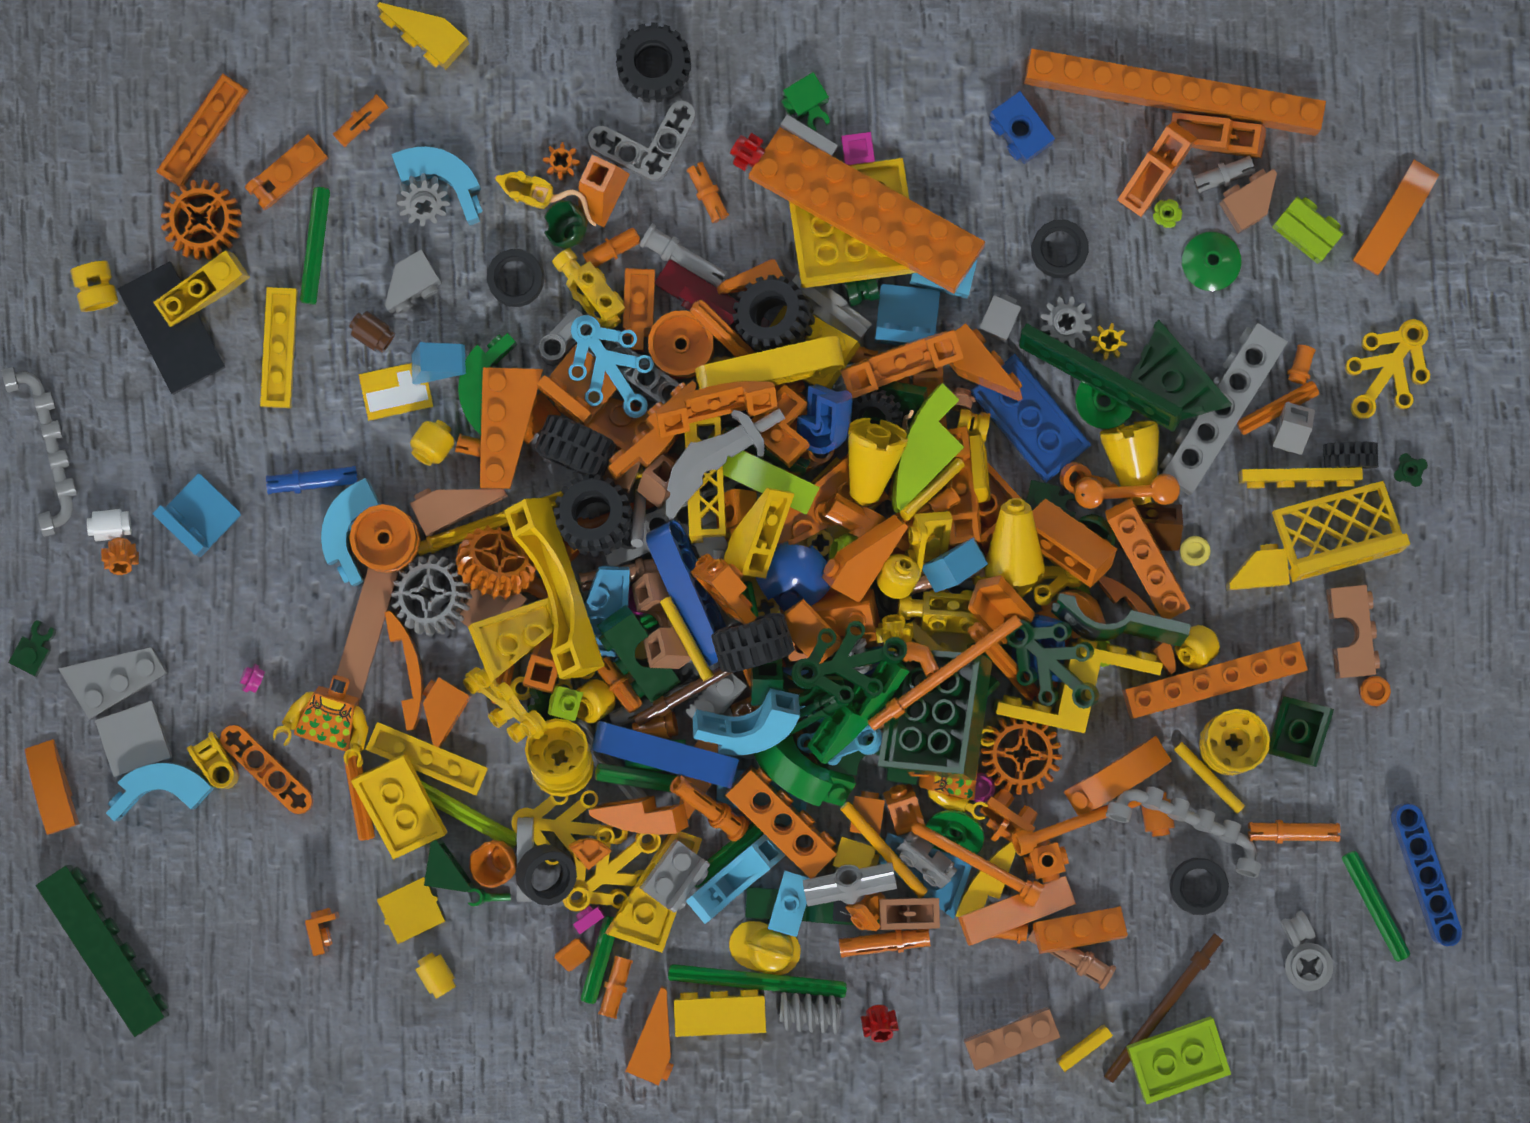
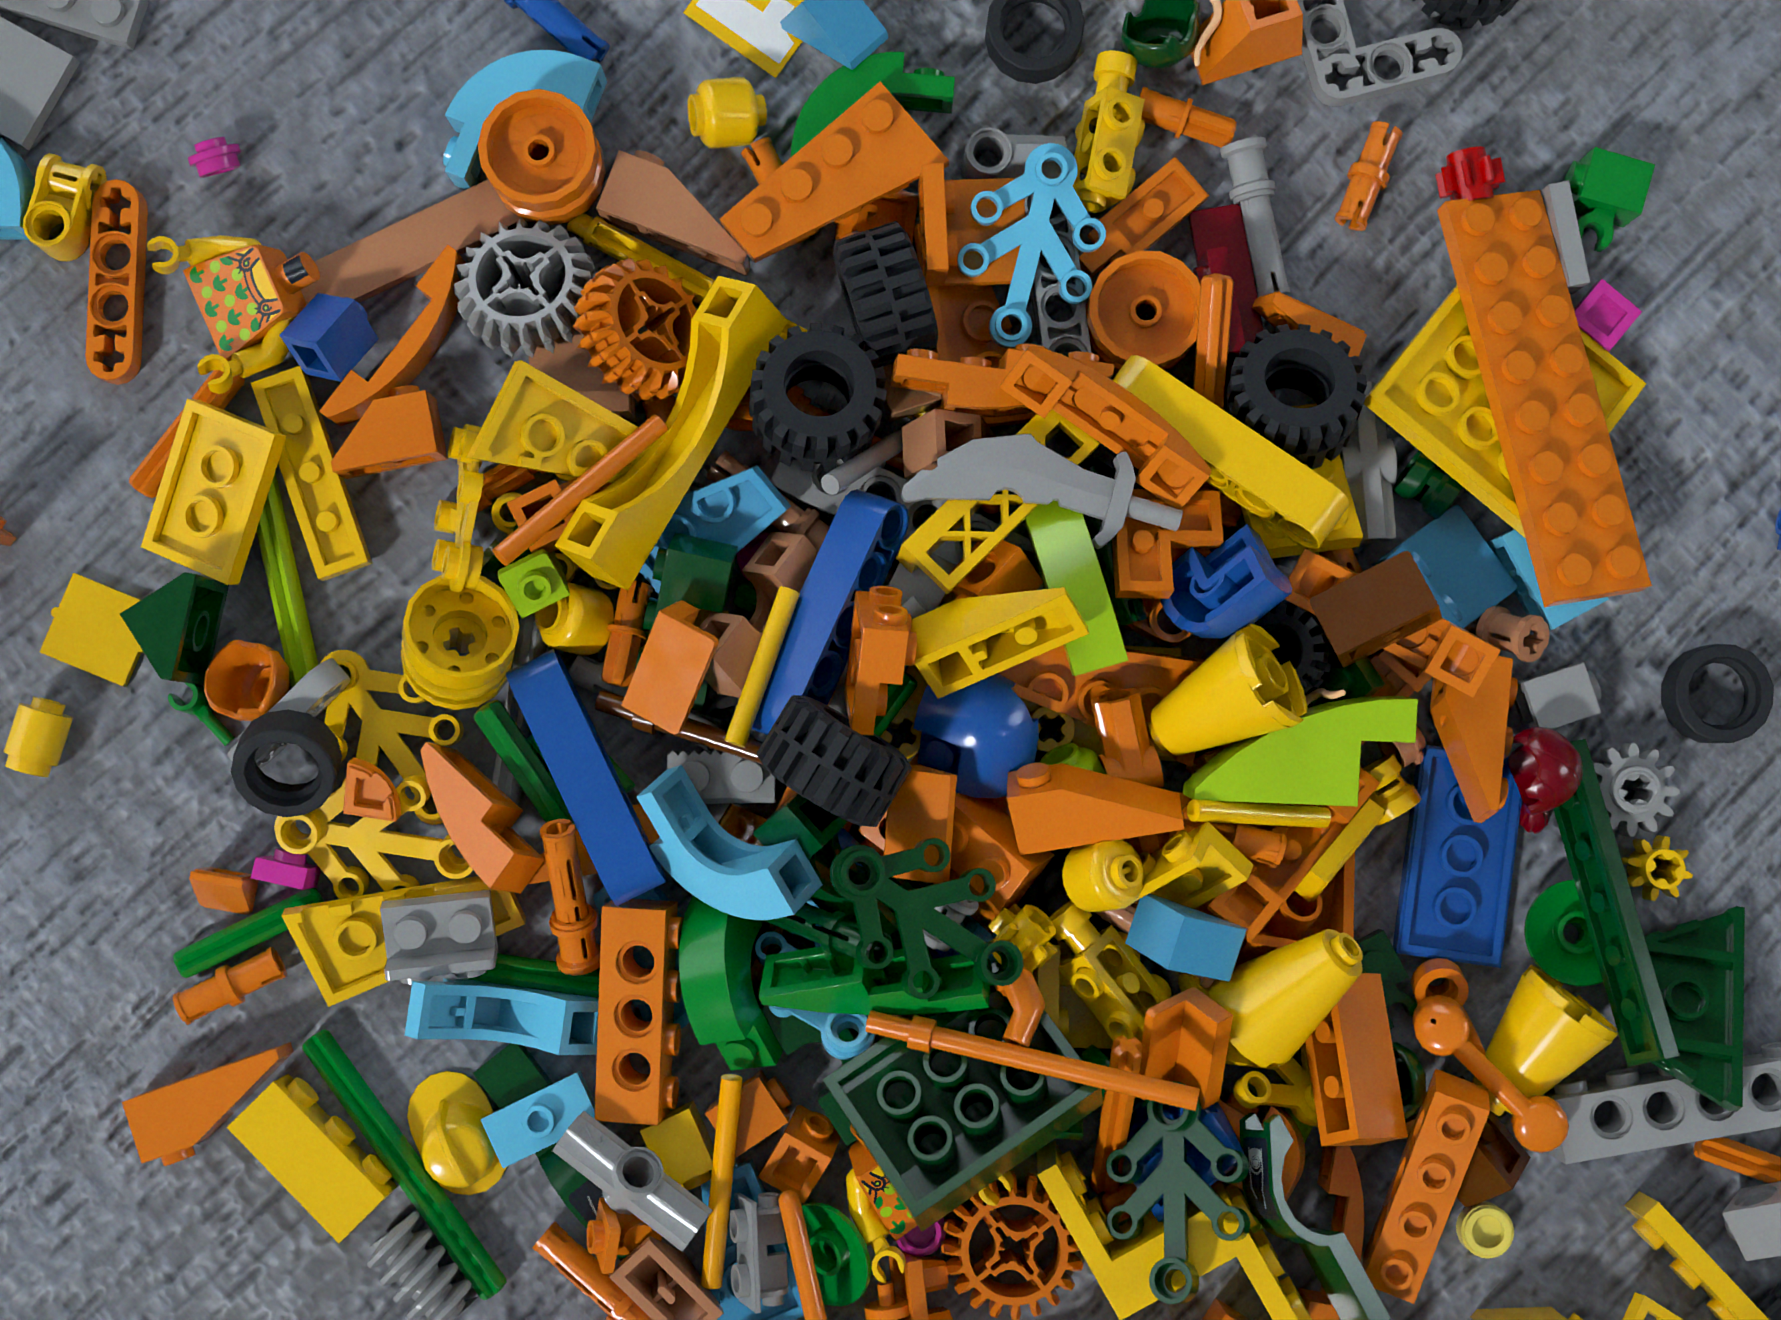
camera: 45 degrees right, 0 degrees up
(378, 697) = (329, 336): none -> blue brick
(545, 660) = (579, 489): none -> orange bar
(654, 676) = (671, 668): none -> orange panel
(661, 727) = (620, 739): orange cone -> none
(891, 365) = (1376, 608): none -> reddish brown panel
(956, 312) = (1514, 632): none -> nougat bush
(1026, 353) = (1545, 773): none -> dark red hair

